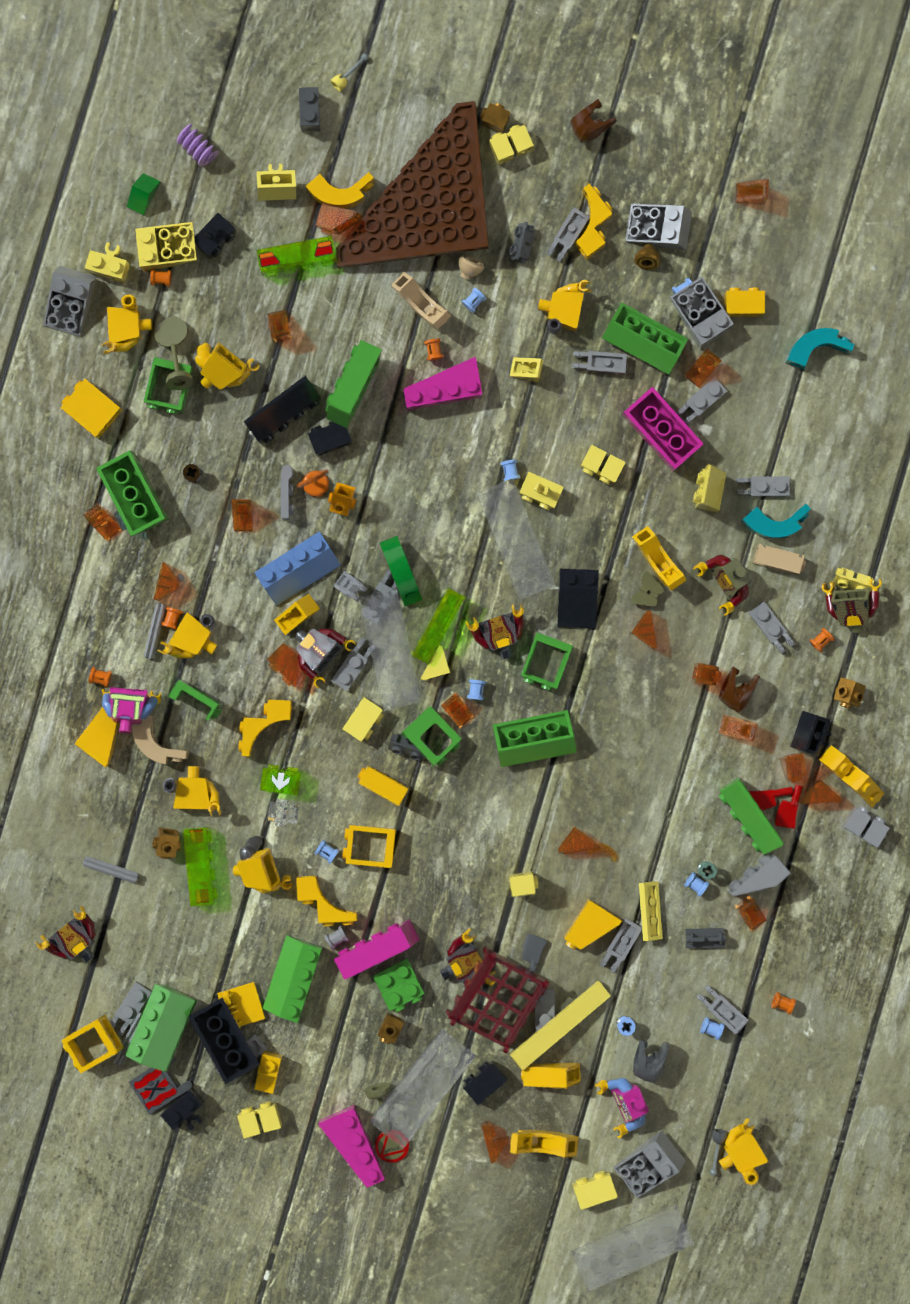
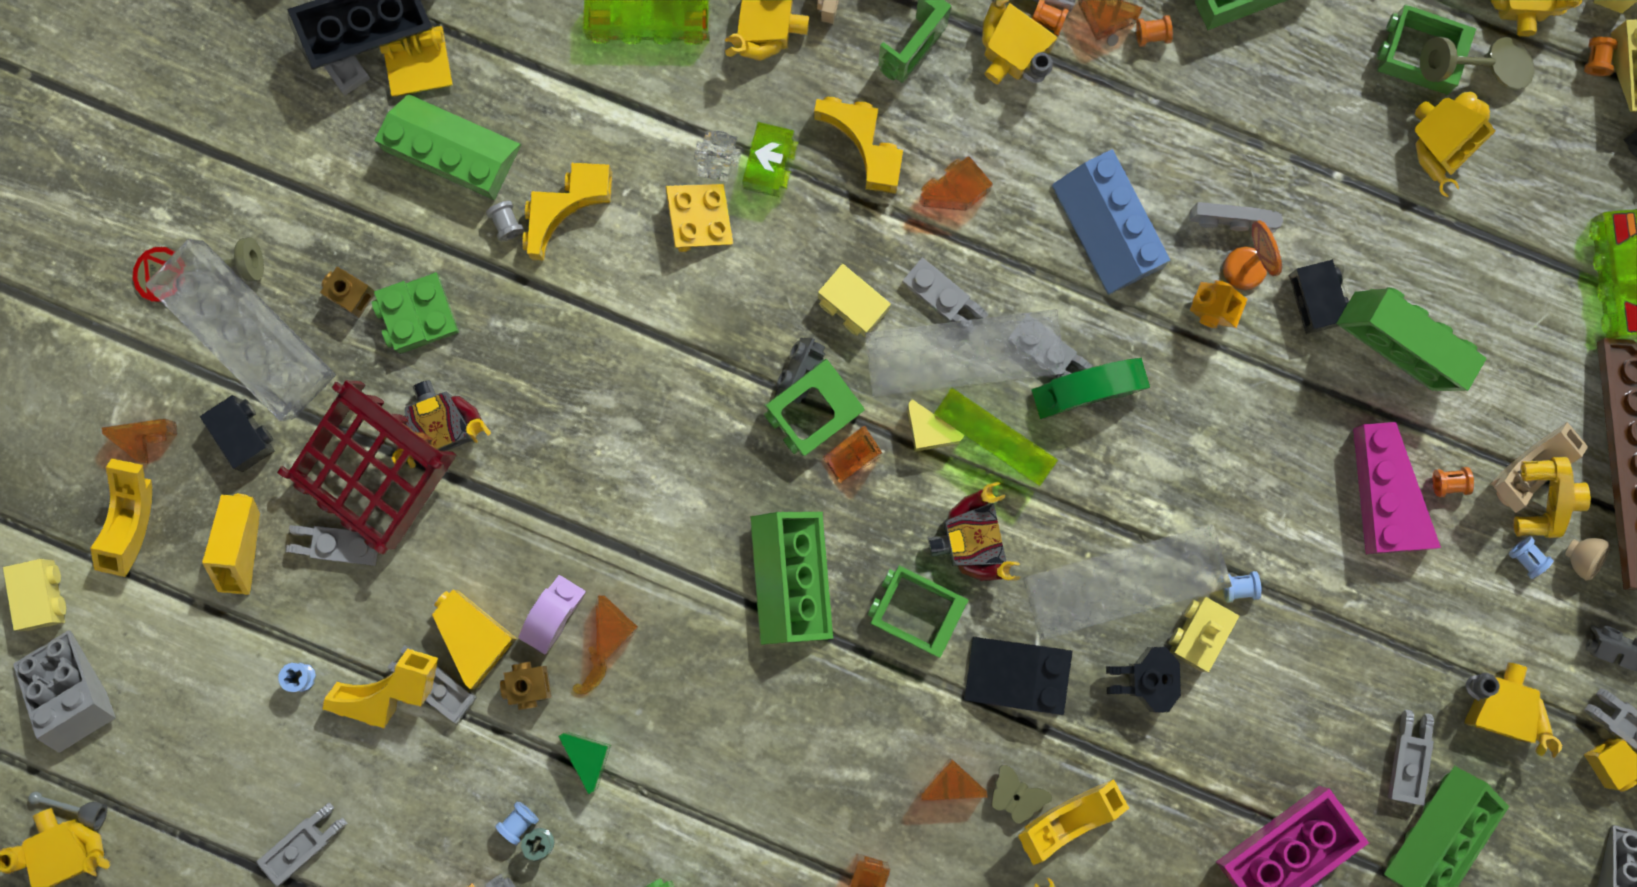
camera: 95 degrees right, 5 degrees down
(174, 552) = (1154, 30): none -> orange bush
(186, 471) = (1280, 63): dark brown bush -> none
(242, 514) = (1207, 144): clear orange slope -> none
(250, 1122) = (232, 76): light yellow piece -> none
(259, 868) = (631, 107): yellow torso -> none
(268, 1072) = (306, 91): yellow arch -> none
(279, 326) = (1507, 235): clear orange slope -> none
(282, 410) = (1373, 223): black slope -> none
(297, 614) = (1037, 213): yellow arch -> none
(318, 650) = (974, 240): torso -> none
(320, 819) = (698, 216): none -> yellow hinge
(326, 851) = (645, 220): light blue bush -> none
(347, 852) = (642, 321): yellow window -> none
(349, 586) = (1074, 299): light grey hinge -> none
(353, 1143) = (167, 212): dark pink wedge -> none
(377, 949) = (477, 282): dark pink wedge -> none
(382, 784) = (743, 318): yellow window -> none
(437, 284) = (1562, 500): none -> yellow connector
(476, 689) = (883, 490): light blue bush -> none
(523, 884) = (552, 530): light yellow brick -> none
(526, 368) = (1409, 634): light yellow slope -> none
(532, 951) = (443, 537): dark grey piece -> none
(560, 1025) = (312, 566): light yellow tile -> none
(572, 879) = (550, 614): none -> lavender brick
(573, 522) = (1146, 679): none -> black hinge
(610, 470) = (1247, 729): light yellow piece -> none
(612, 882) = (537, 685): none -> pearl gold brick
(628, 1101) = (170, 667): torso -> none
(635, 976) = (378, 701): none -> yellow arch
(647, 258) = (1583, 859): pearl gold brick -> none
(650, 911) = (481, 740): light yellow plate -> none
(650, 1067) = (222, 710): dark grey helmet -> none
(653, 847) = (587, 758): none -> green slope
(705, 938) = (425, 828): dark grey hinge -> none
(712, 1028) = (272, 822): light blue bush -> none

